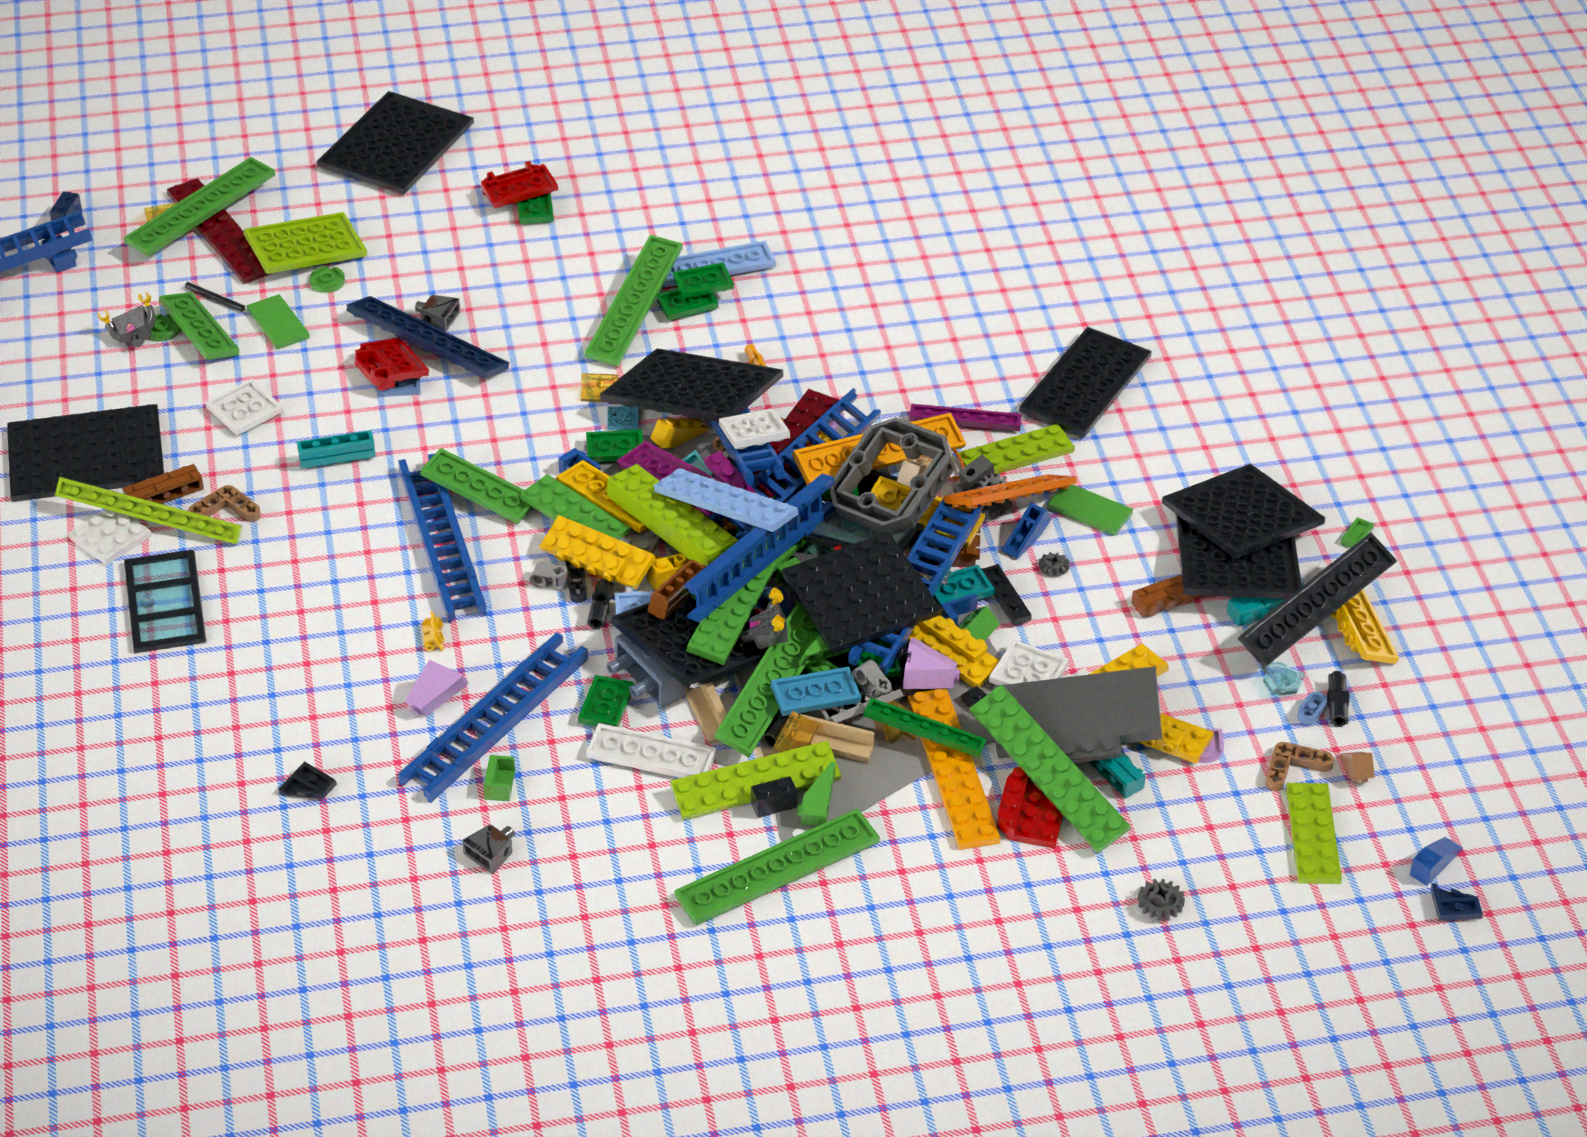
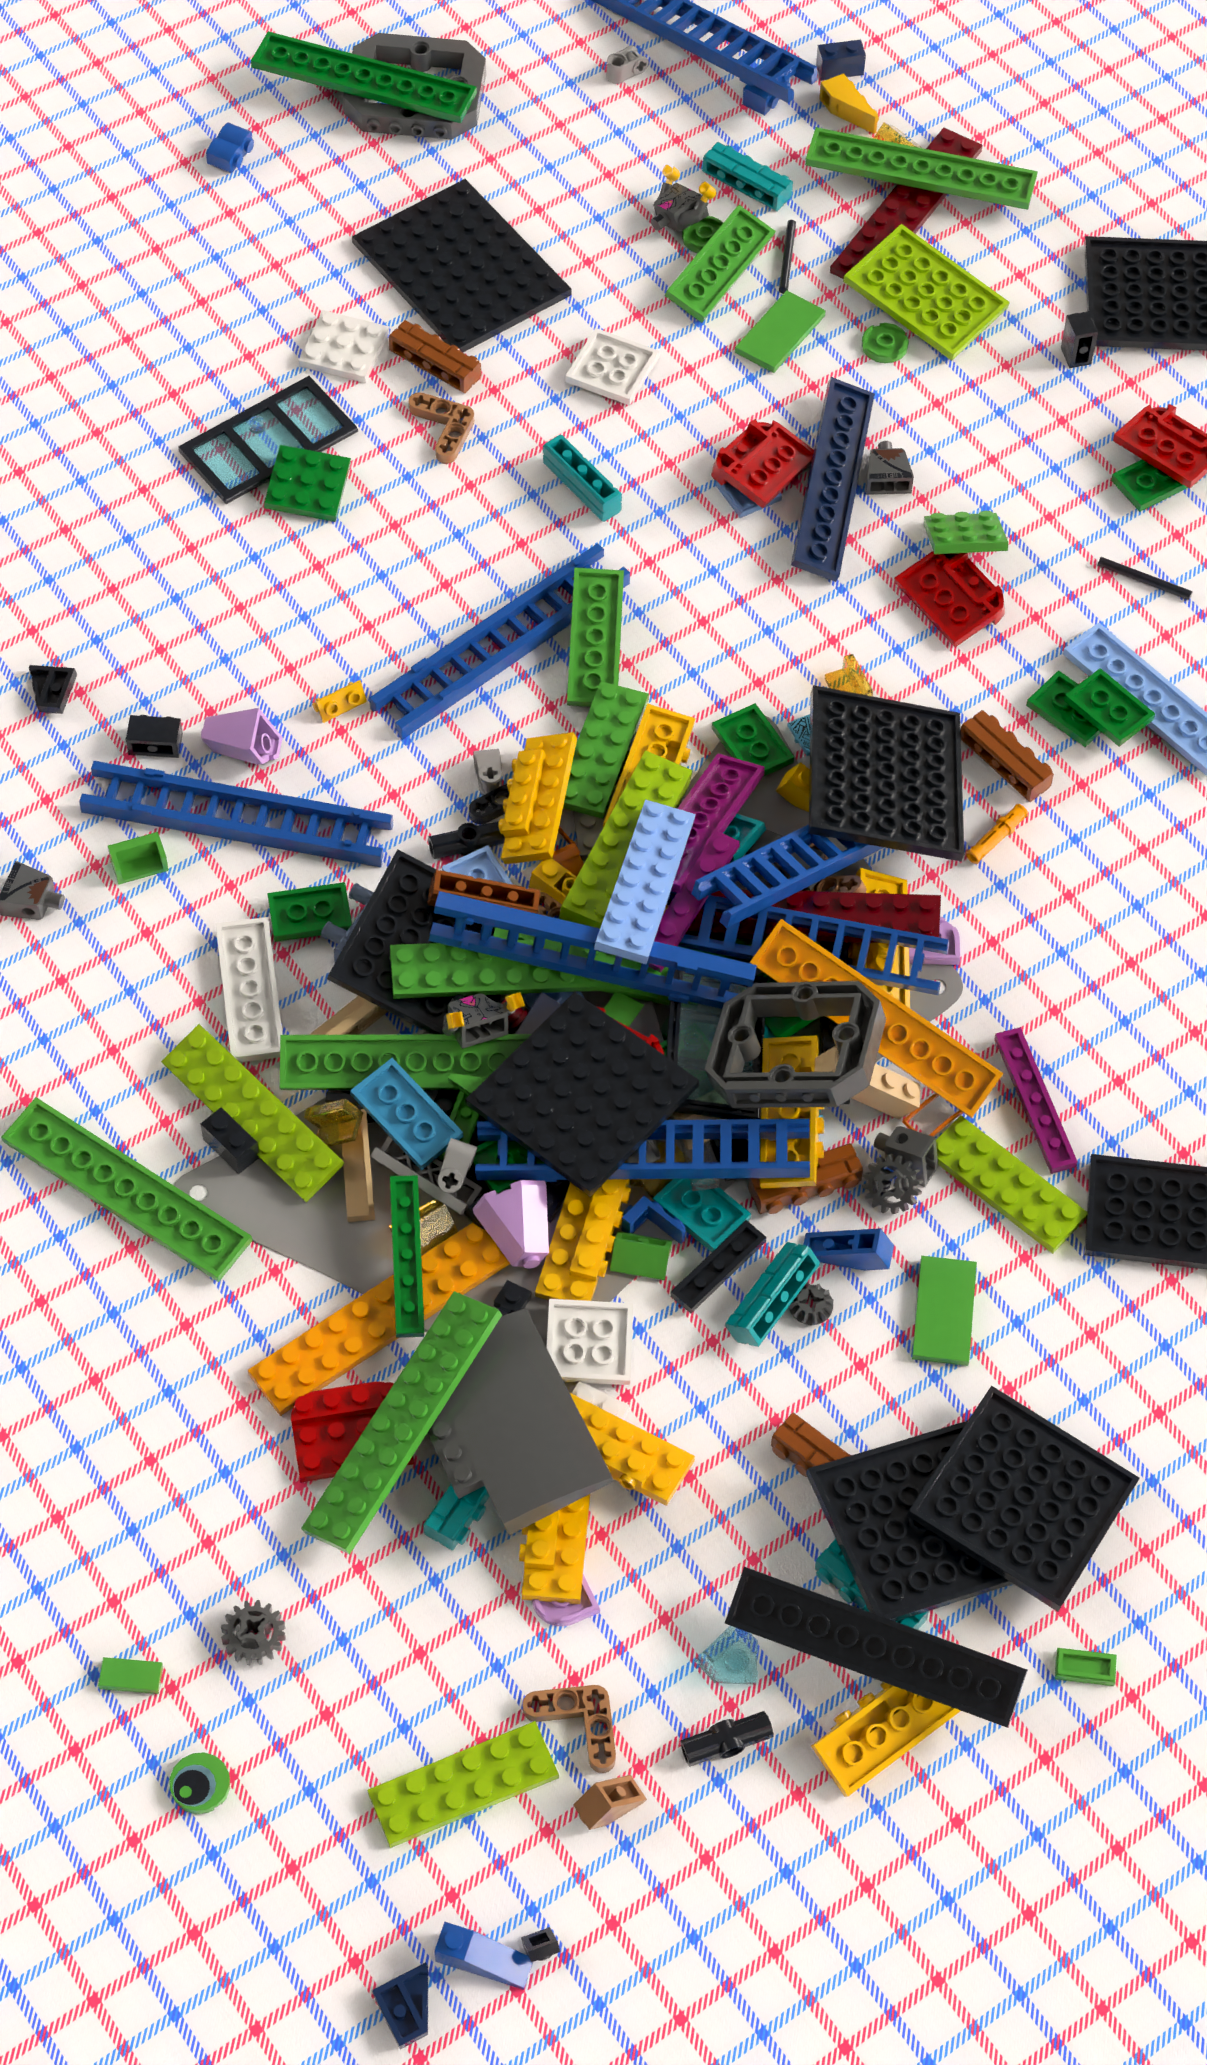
camera: 65 degrees right, 15 degrees up
(109, 221) = (846, 102): none -> yellow slope
(128, 287) = (747, 176): none -> teal brick
(148, 510) = (382, 360): lime plate -> none
(225, 589) = (307, 483): none -> green plate
(396, 737) = (154, 736): none -> black brick
(403, 190) = (1079, 339): none -> black brick
(520, 293) = (965, 532): none -> bright green plate
(561, 318) = (952, 594): none -> red plate
(573, 457) = (703, 712): blue bracket -> none
(607, 237) = (1145, 578): none -> black bar
(633, 300) = (1029, 651): bright green plate -> none
(706, 338) = (1006, 755): none -> dark orange brick
(754, 428) = (800, 861): white plate -> none
(817, 799) = (241, 1188): bright green slope -> none
(1010, 490) = (882, 1195): orange plate -> none
(1042, 573) = (772, 1294): none -> teal brick
(1160, 975) = (130, 1675): none -> bright green tile
(1256, 962) = (199, 1783): none -> tile
(1312, 707) = (694, 1708): medium blue plate -> none
(1440, 827) = (540, 1945): none -> black plate

